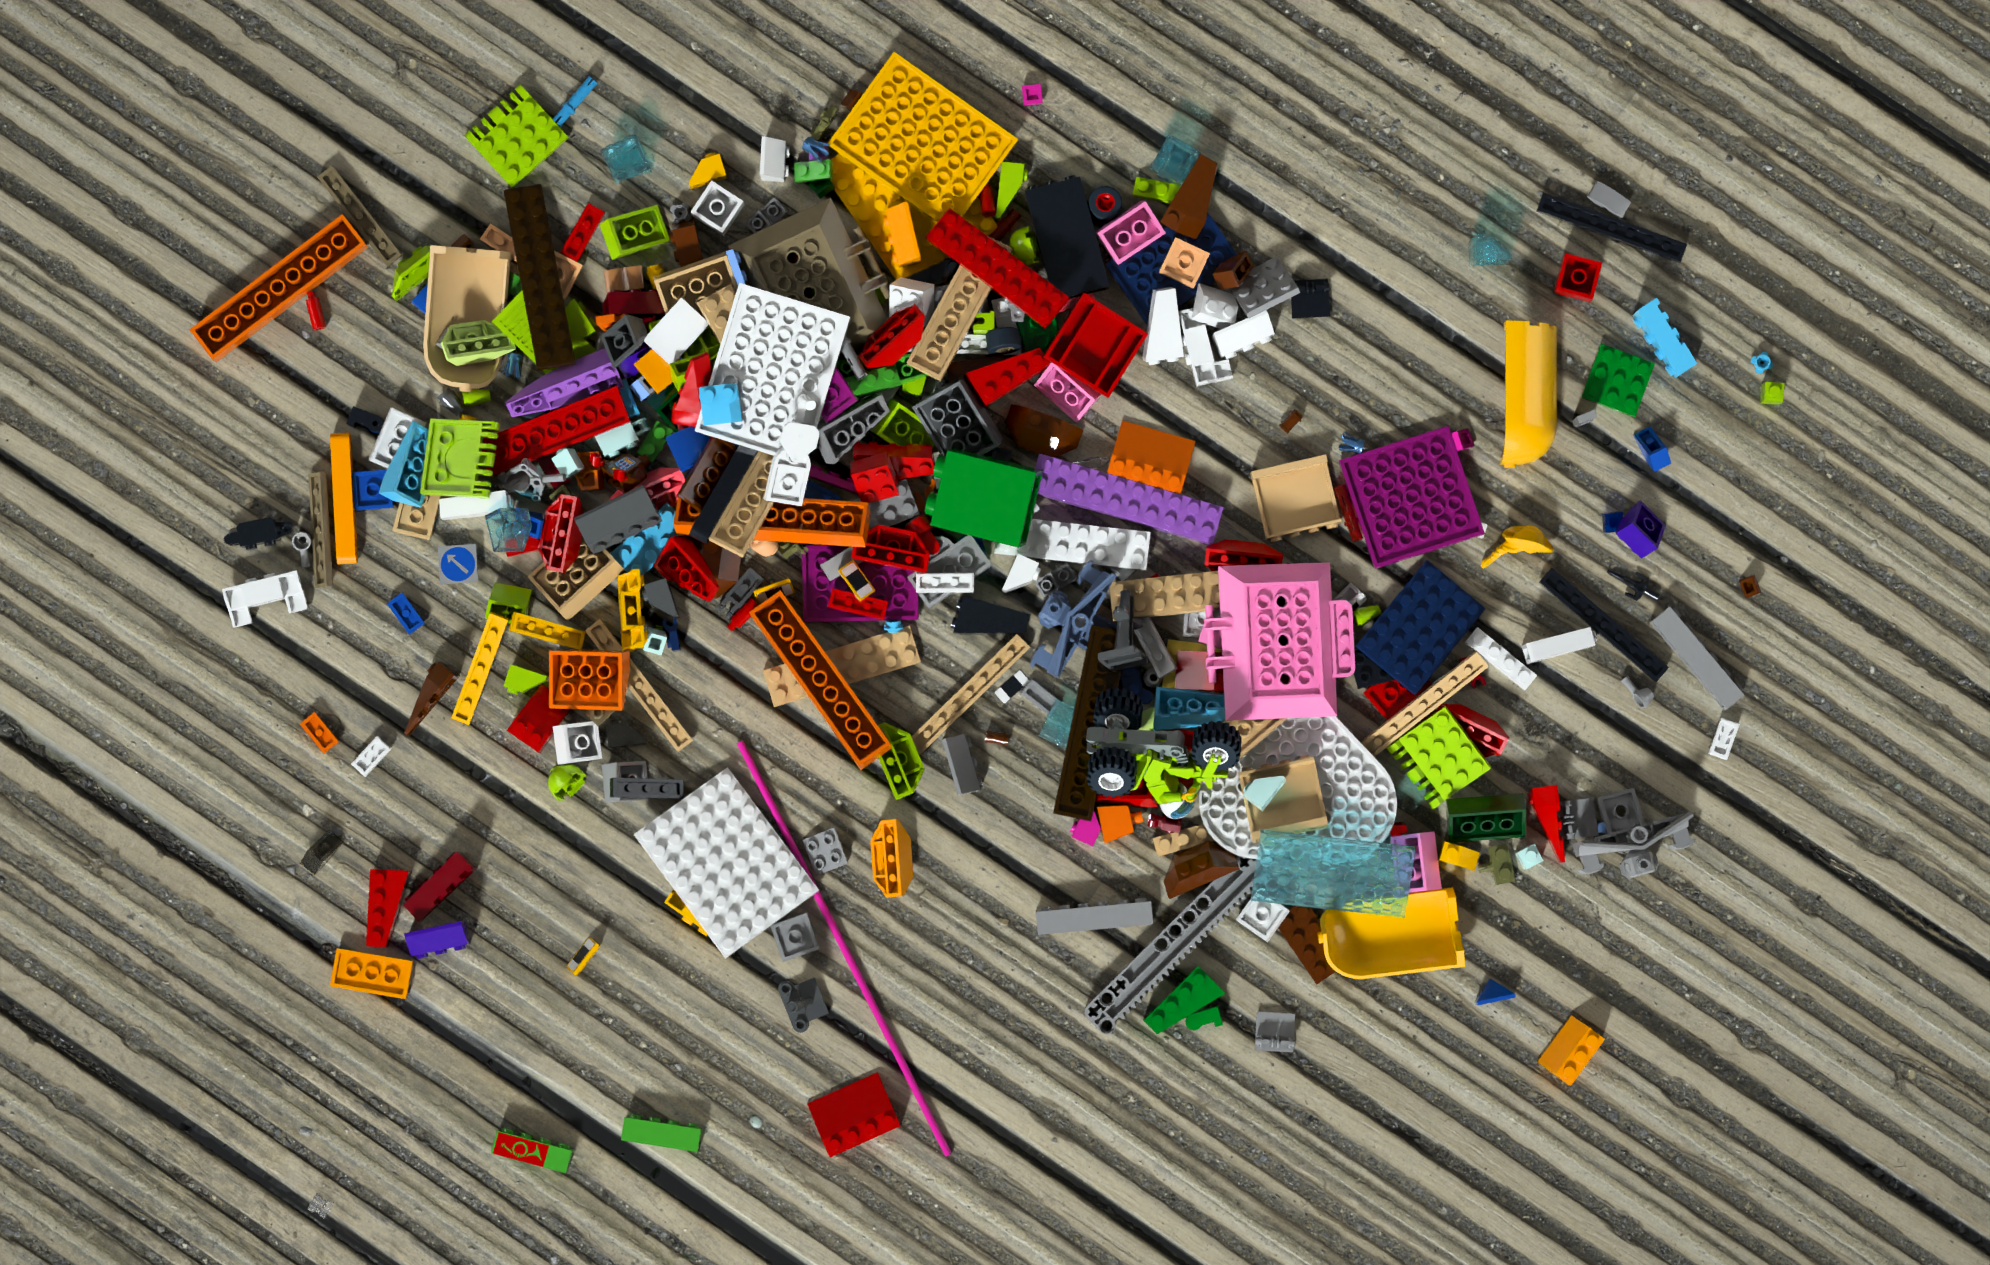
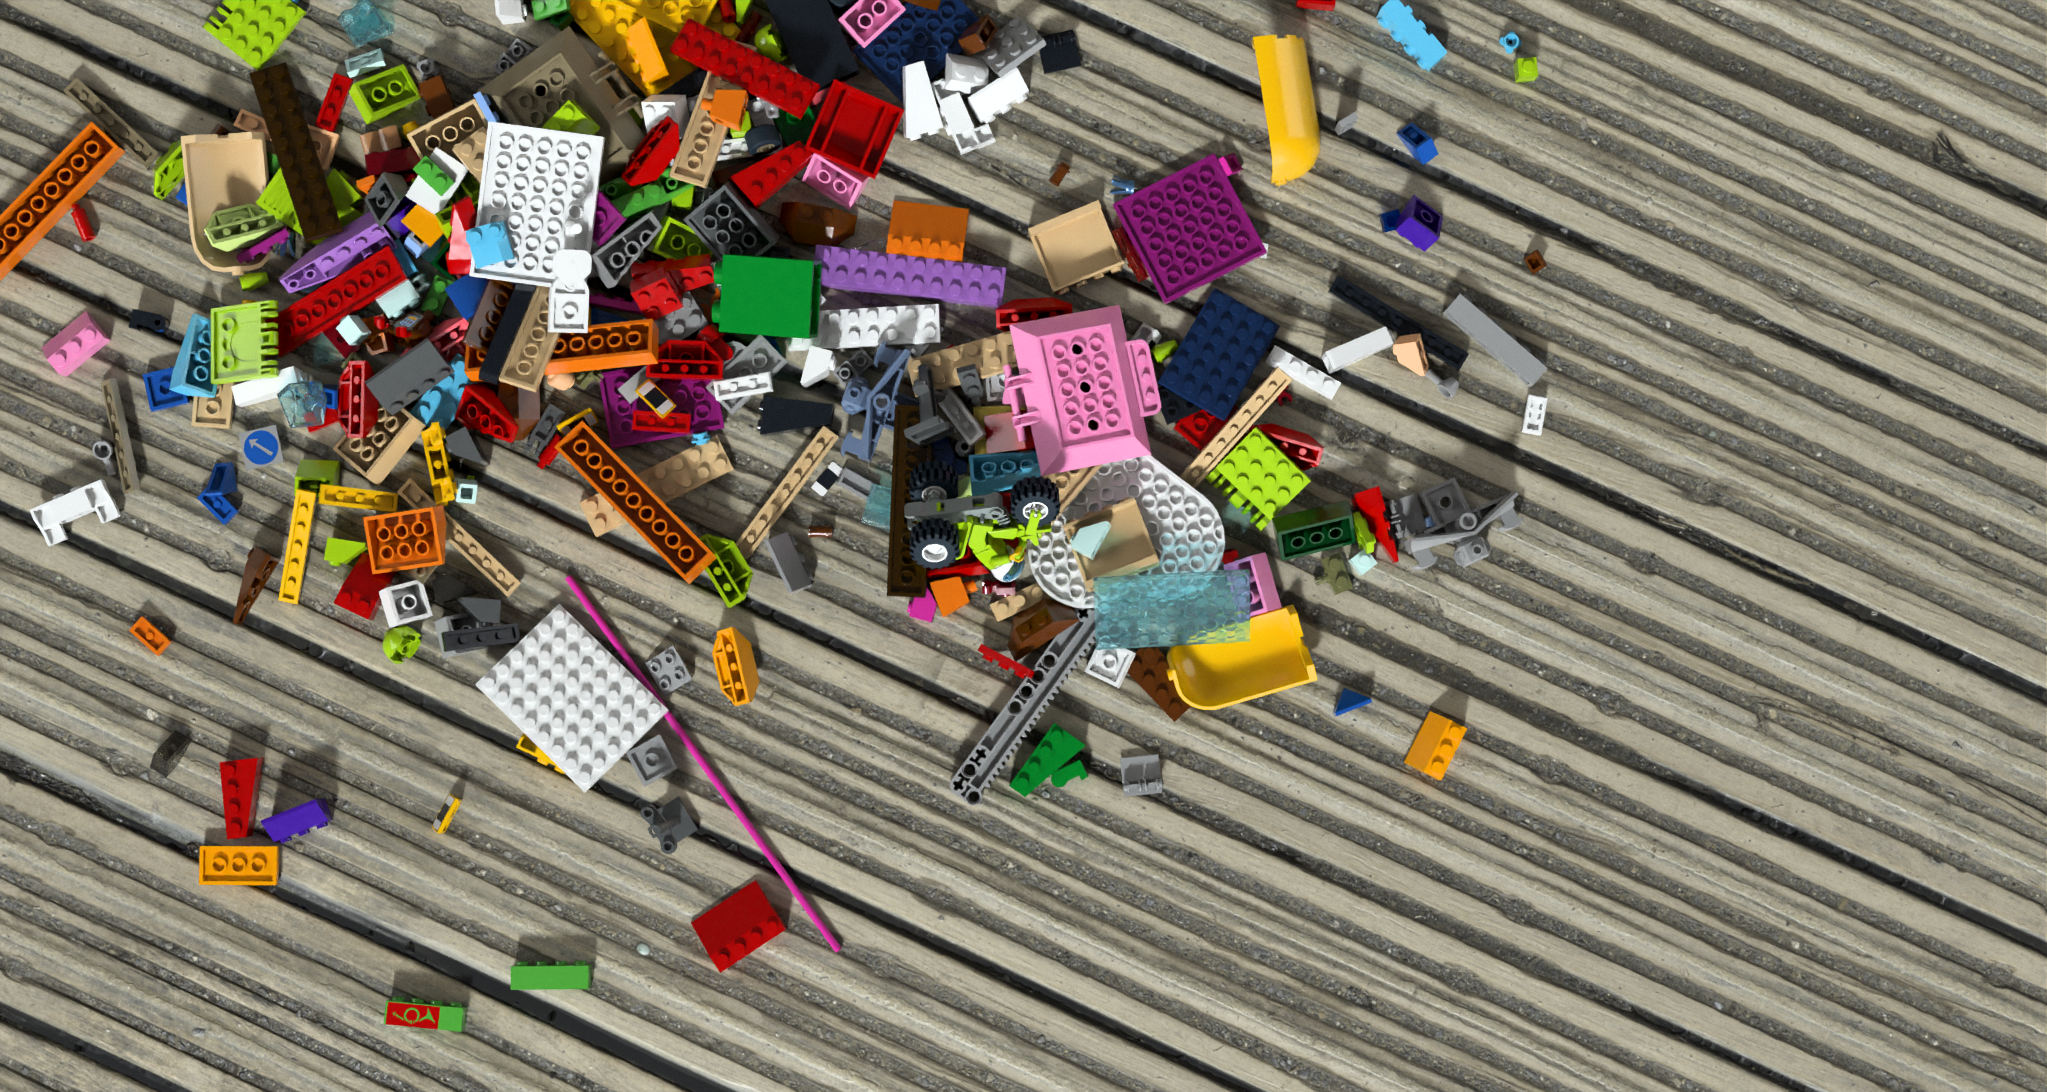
camera: 10 degrees left, 0 degrees up
(258, 532) = (58, 449): black hinge -> none
(289, 430) = (75, 344): none -> bright pink slope
(343, 498) = (141, 417): light orange beam -> none
(371, 756) = (205, 650): white plate -> none
(391, 436) = (174, 332): white tile -> none
(414, 589) = (222, 480): none -> blue slope
(439, 885) = (292, 767): dark red wedge -> none
(451, 401) = (230, 289): dark grey cone -> none
(493, 365) = (264, 245): none -> magenta plate
(524, 475) = (311, 354): light grey bar -> none
(619, 198) = (365, 63): none -> light aqua plate
(651, 761) = (482, 610): none -> dark grey slope
(673, 639) = (486, 488): dark blue plate -> none
(674, 325) = (433, 175): none -> bright green plate
(708, 169) = (447, 23): yellow slope -> none
(717, 208) = (462, 57): white brick -> none
(820, 293) = (572, 119): none -> lime slope
(853, 359) = (615, 180): light grey pin -> none
(974, 305) = (727, 107): none -> orange torso
(1093, 918) = (944, 692): light grey brick -> none
(1159, 898) = (1005, 662): none -> red plate
(1170, 617) = (971, 383): none -> dark grey hinge
(1184, 263) = (929, 35): light nougat plate -> none
(1458, 856) = (1293, 572): yellow slope -> none
(1519, 539) = (1303, 251): yellow hat -> none
(1534, 835) = (1365, 539): none -> lime plate
(1611, 657) = (1411, 353): none -> light nougat slope
(1617, 380) = (1372, 82): green plate -> none
(1640, 587) = (1428, 281): black piece -> none

